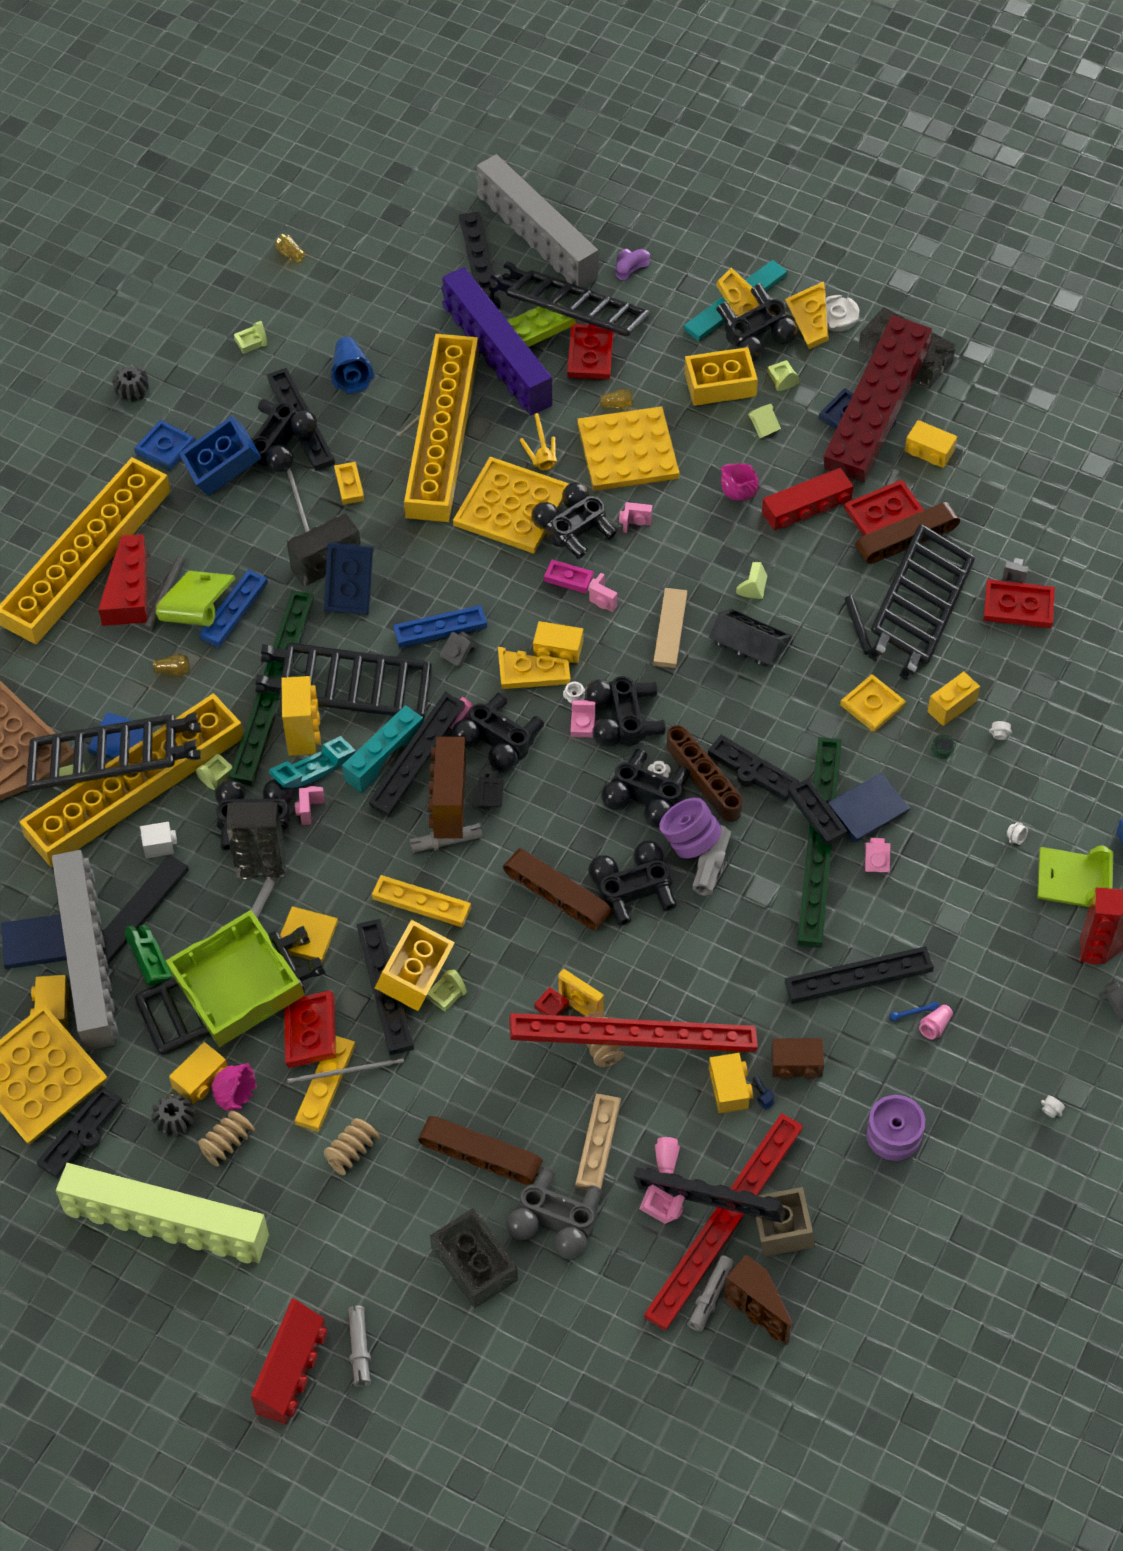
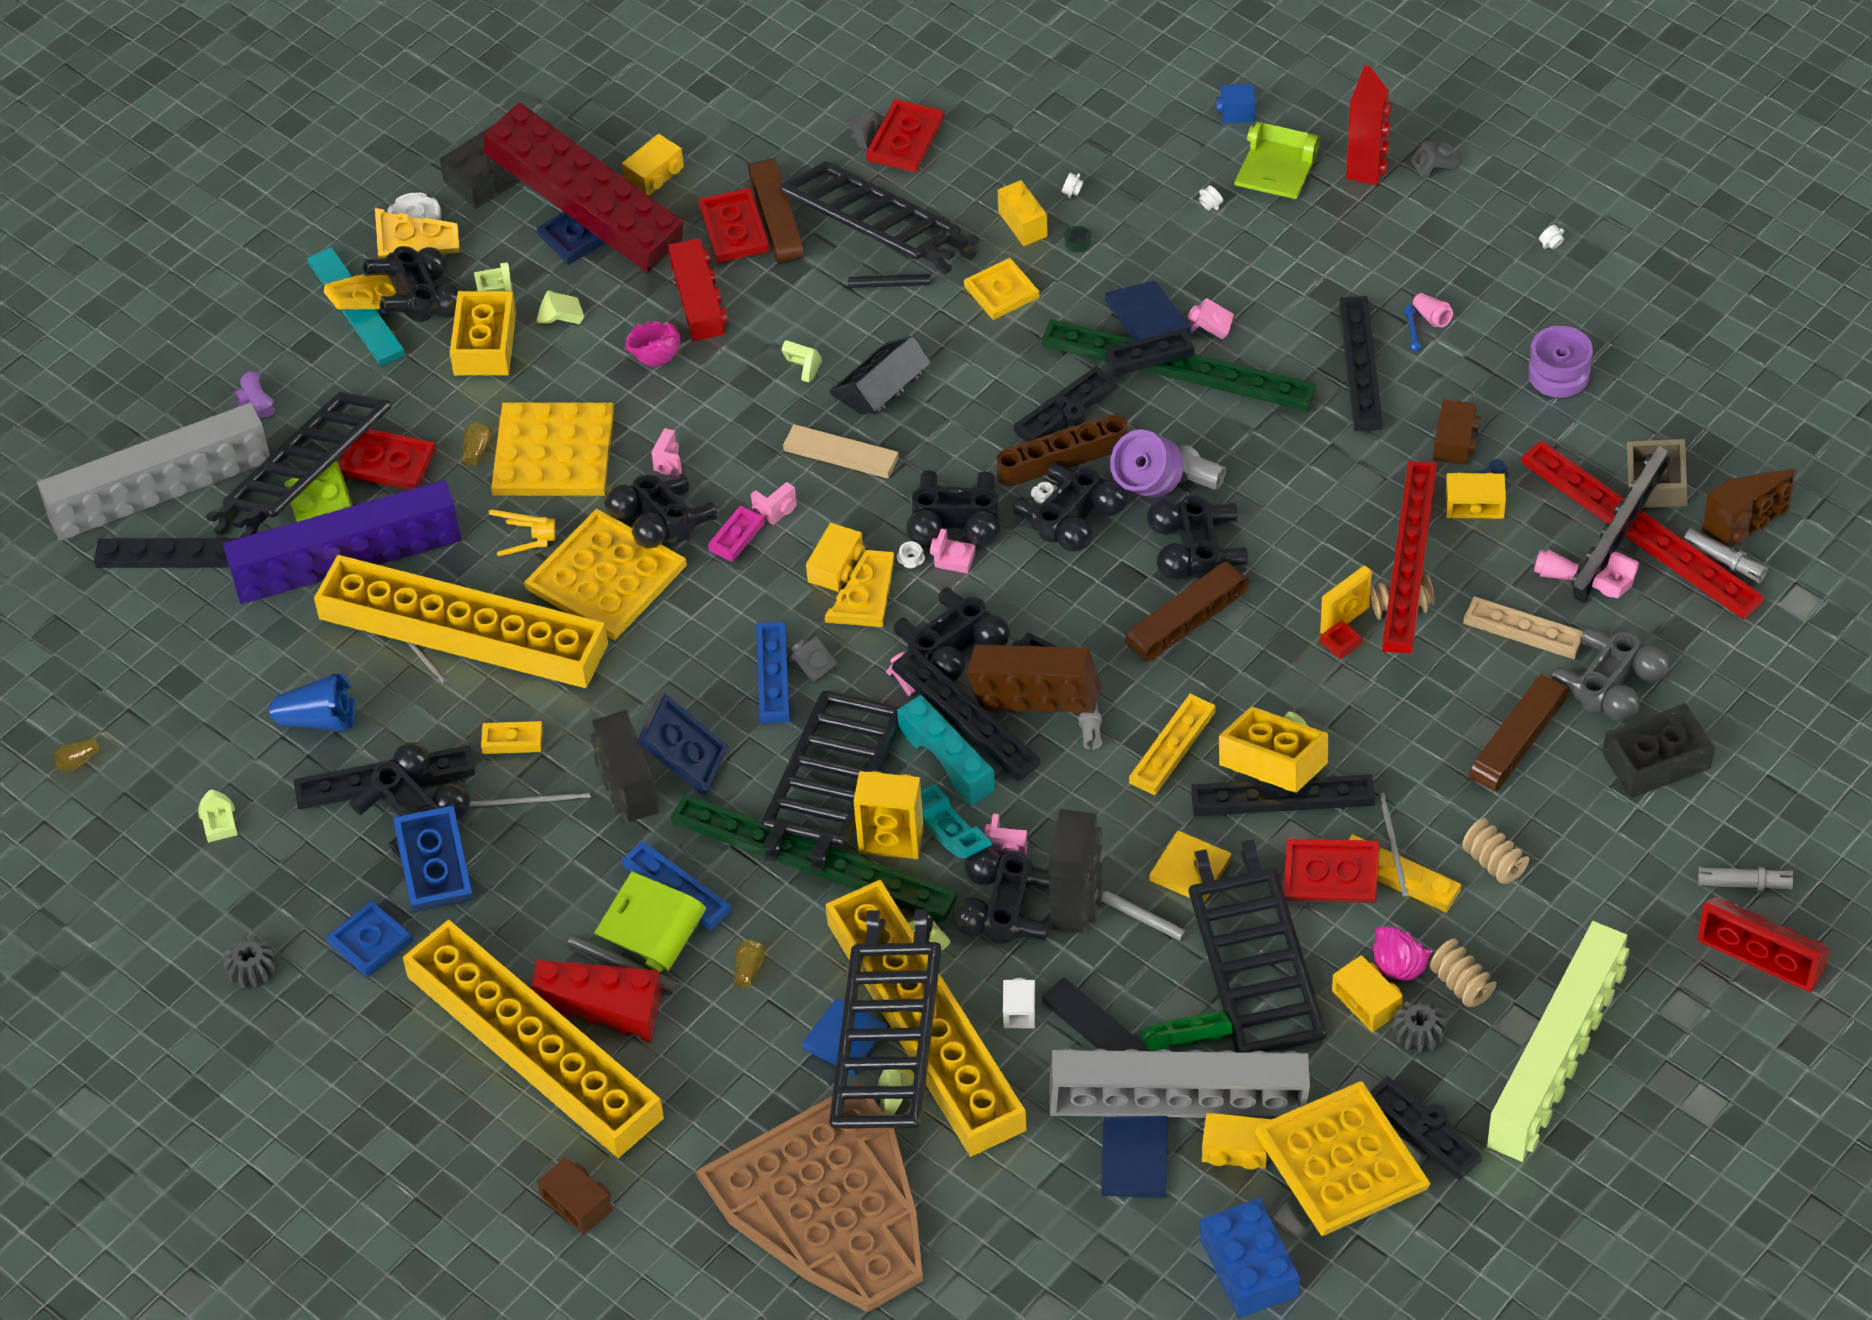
camera: 75 degrees left, 5 degrees down
(235, 978) = (1255, 928): lime tile -> none

